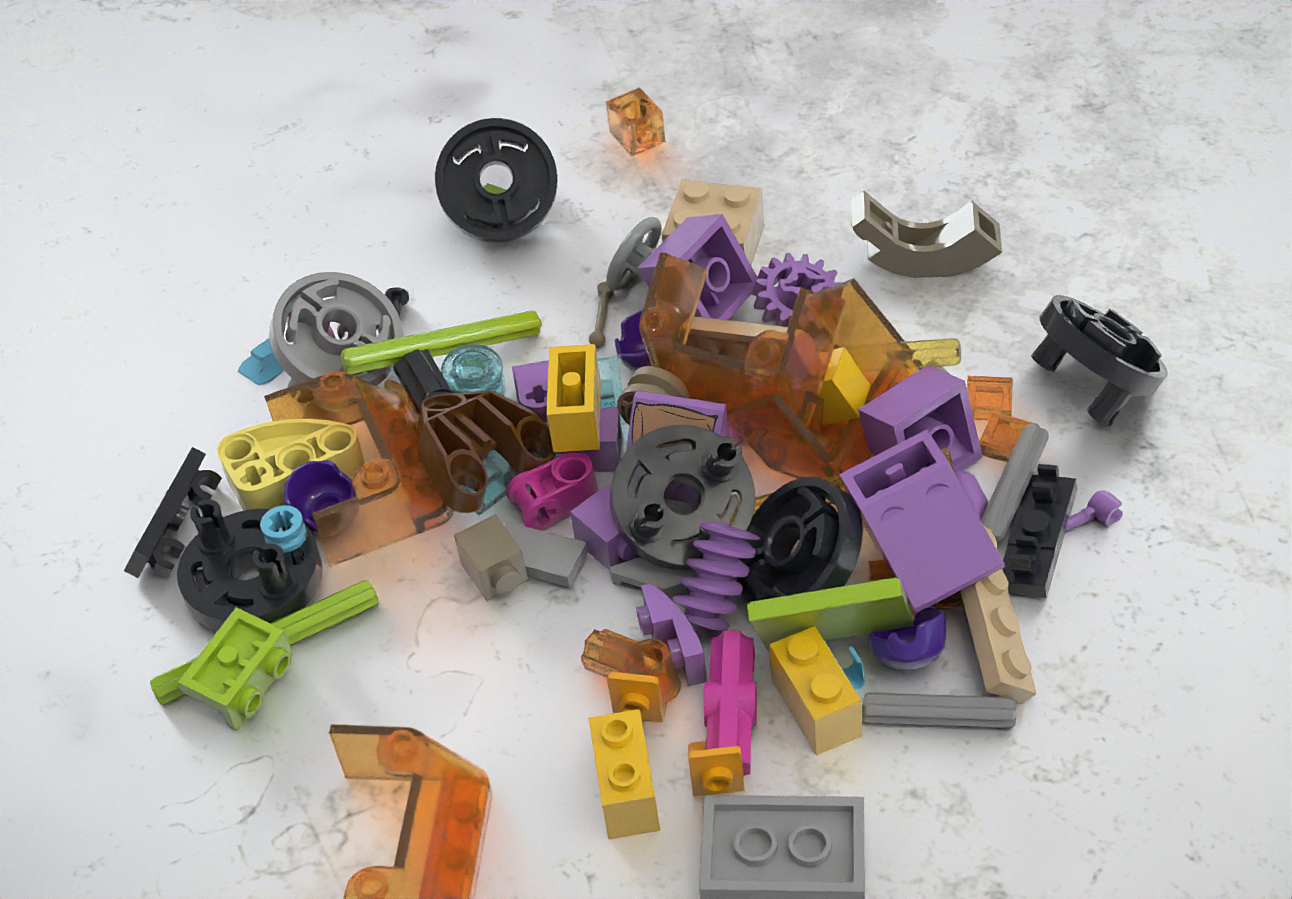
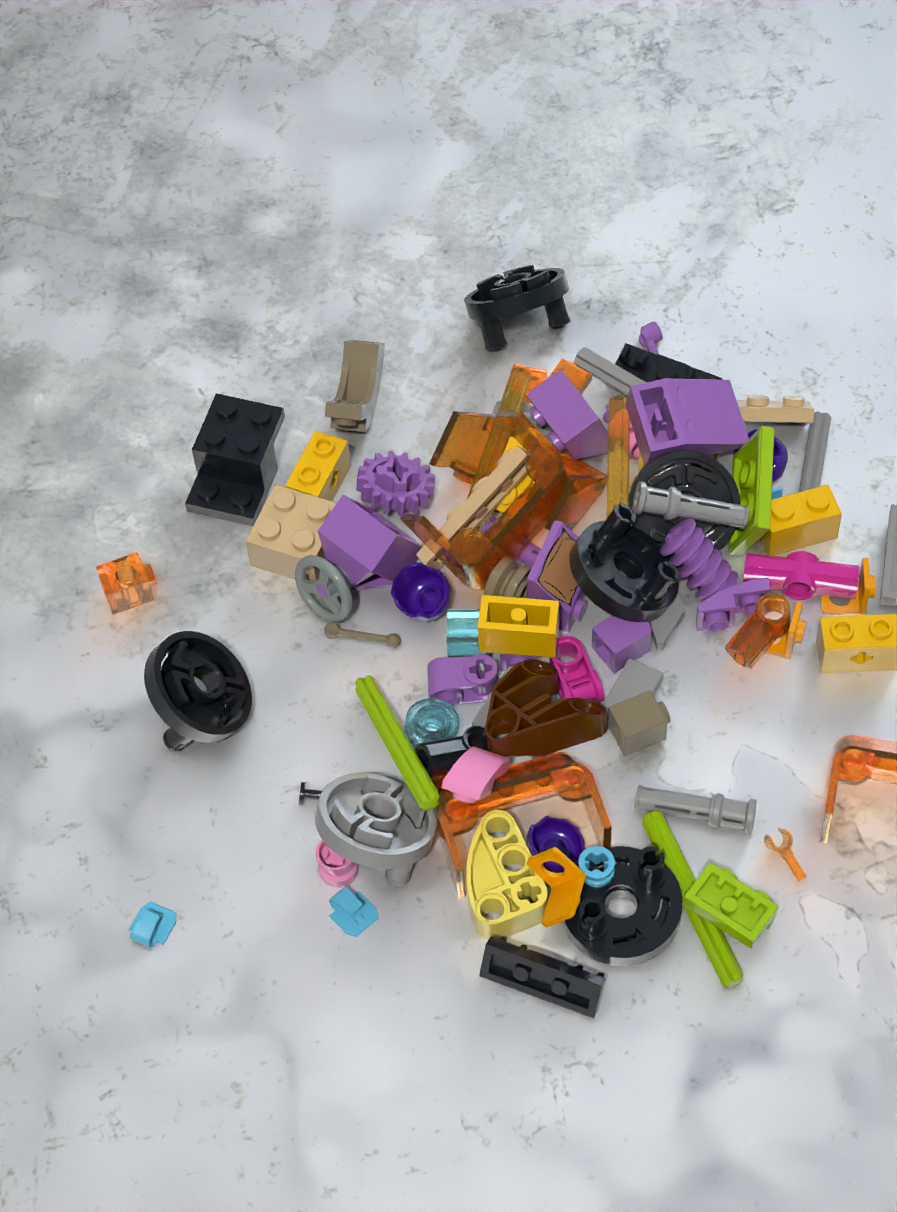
camera: 85 degrees left, 10 degrees up
(244, 505) = (565, 886): none -> light orange bracket
(250, 222) = (146, 928): none -> medium azure piece
(327, 713) = (786, 853): none -> clear orange hand
(368, 381) = (475, 774): none -> bright pink slope
(376, 646) = (714, 810): none -> light grey pin
(771, 517) = (674, 504): none -> light grey pin
(798, 229) = (321, 467): none -> yellow brick
(808, 150) = (235, 459): none -> black bracket

